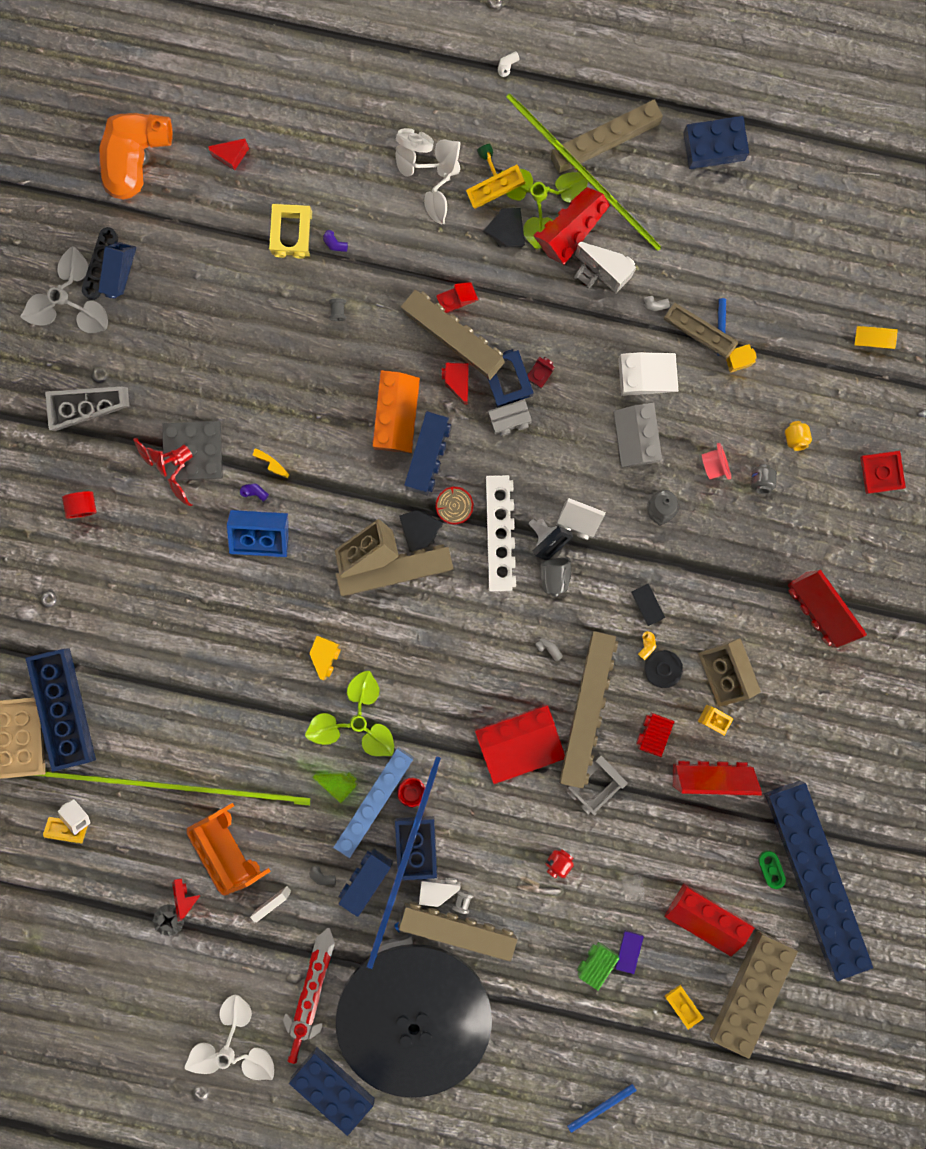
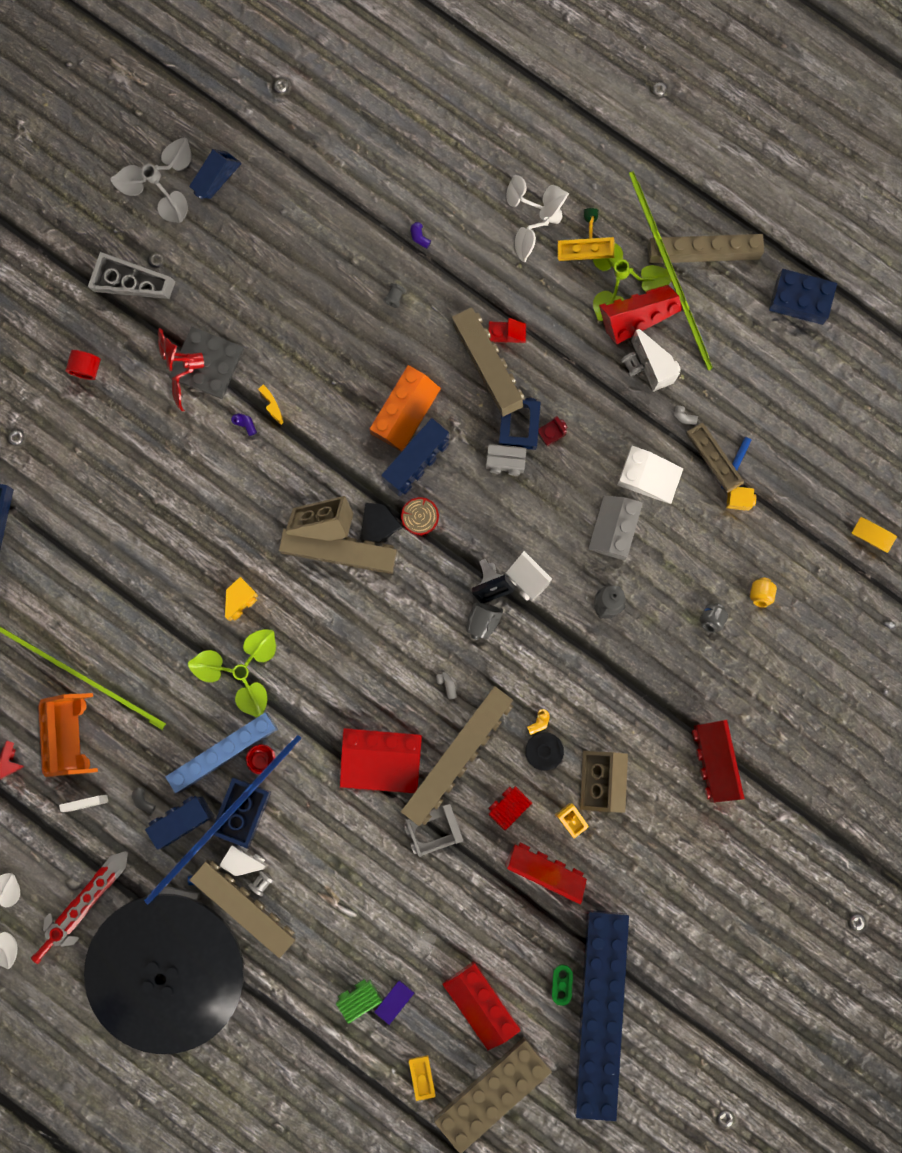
camera: 20 degrees right, 5 degrees down
(97, 263) = (199, 161): black beam -> none
(124, 148) = (269, 75): orange piece -> none
(230, 152) = (363, 117): red slope -> none
(258, 533) = (230, 461): blue slope -> none
(280, 211) = (386, 227): light yellow panel -> none
(332, 1091) = (58, 1005): dark blue brick -> none
(337, 783) = (196, 721): clear neon green slope -> none
(413, 141) = (530, 178): white tile -> none
(457, 379) = (473, 404): red slope -> none
(495, 484) = (463, 513): white brick -> none
(505, 63) = (643, 146): white arm -> none
(507, 228) = (580, 290): black slope -> none
(559, 864) = (366, 888): red head -> none
(601, 1108) = (301, 1139): blue bar -> none
(647, 604) = (556, 685): black tile -> none
(716, 463) = (676, 583): coral piece -> none
(883, 472) = (827, 660): red plate -> none

